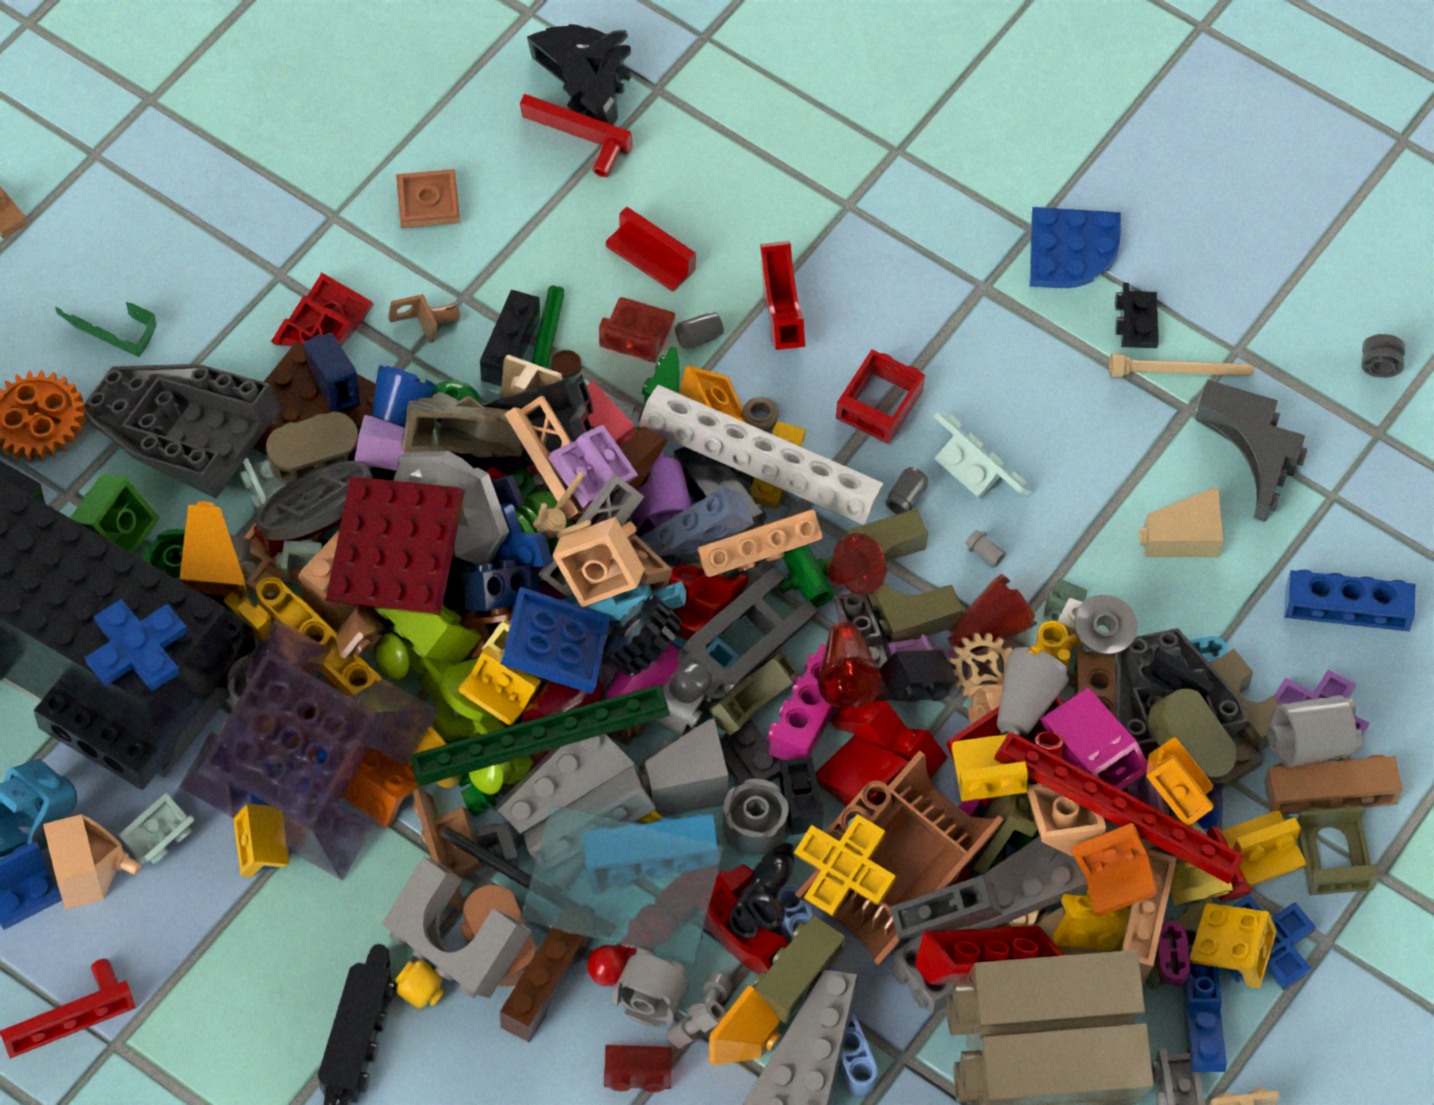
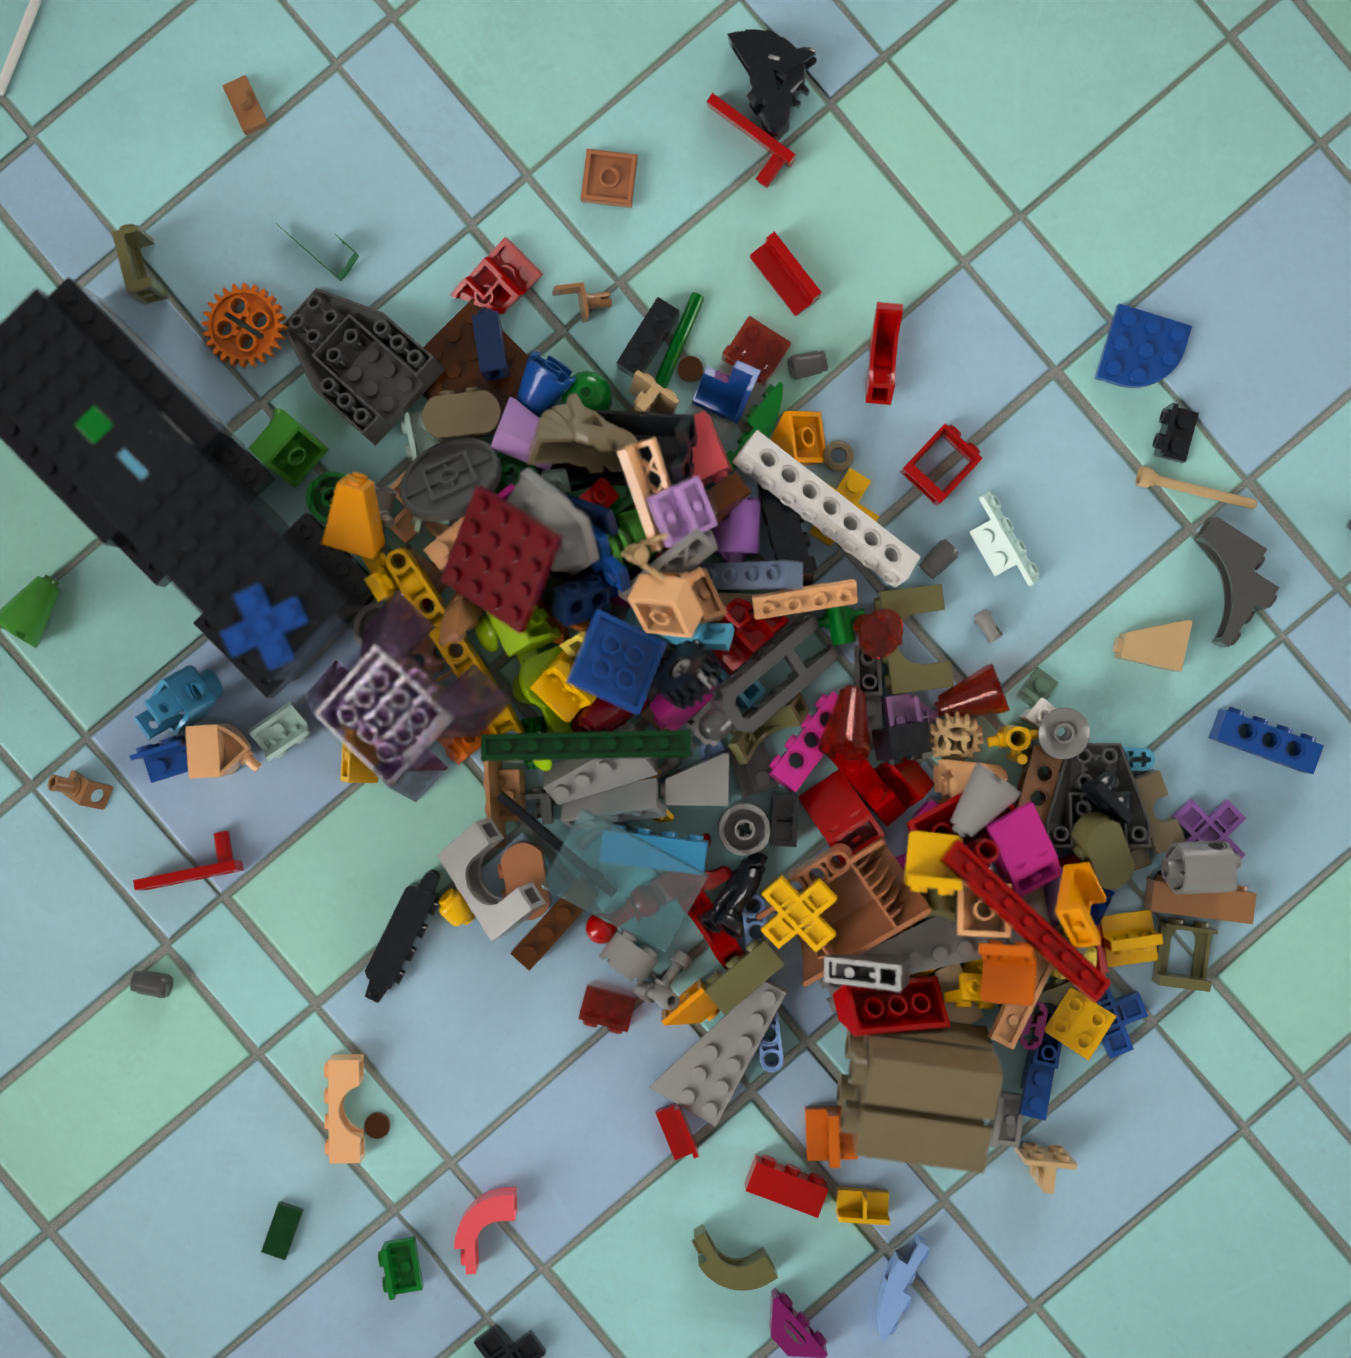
camera: 10 degrees right, 30 degrees up
(617, 372) = (726, 394): none -> blue panel
(930, 717) = (905, 780): none -> red panel

